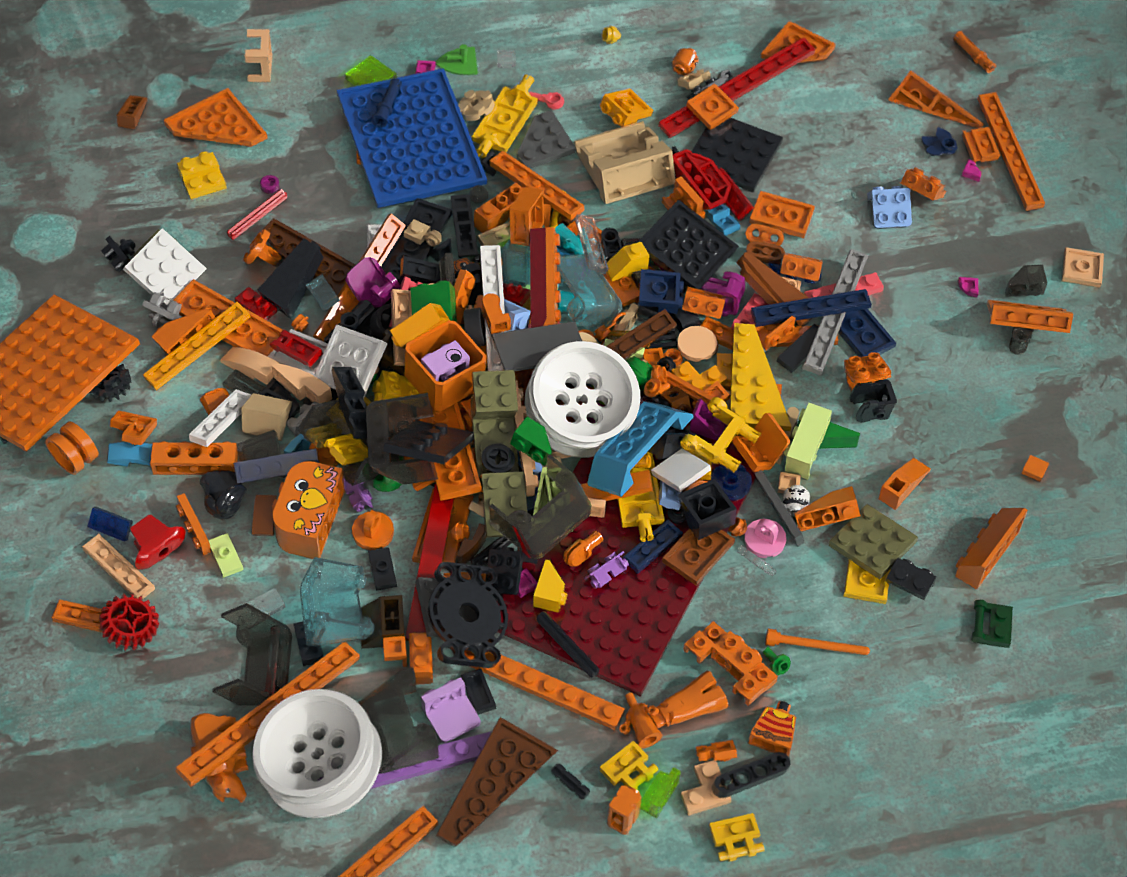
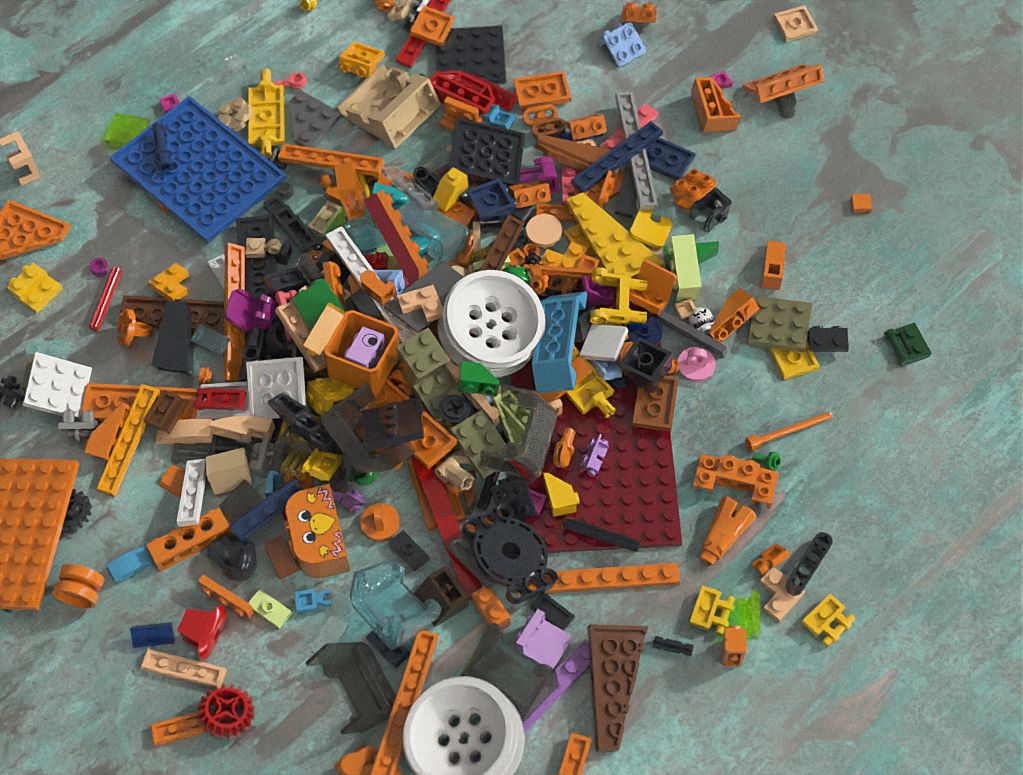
camera: 25 degrees left, 5 degrees up
(135, 426) = (122, 536): orange plate -> none
(243, 336) = (166, 411): none -> reddish brown plate
(256, 303) = (154, 377): red plate -> none
(266, 565) = (308, 600): none -> dark azure plate
(319, 226) = (168, 282): none -> light orange plate
(395, 649) = (466, 614): orange panel -> none
(459, 61) = (194, 83): bright green shield -> none
(461, 516) = (452, 472): none -> tan piece
(496, 210) = (312, 194): orange slope -> none
(530, 345) = (424, 299): none -> light nougat plate
(643, 726) = (697, 566): orange piece -> none
(648, 551) = (615, 423): dark blue tile -> none
(774, 729) = (803, 516): torso -> none
(798, 392) = (649, 231): none -> yellow piece
(940, 307) = (712, 108): none -> orange wedge
(990, 546) = (870, 282): orange slope -> none
(1027, 281) = (765, 54): clear smoke slope -> none

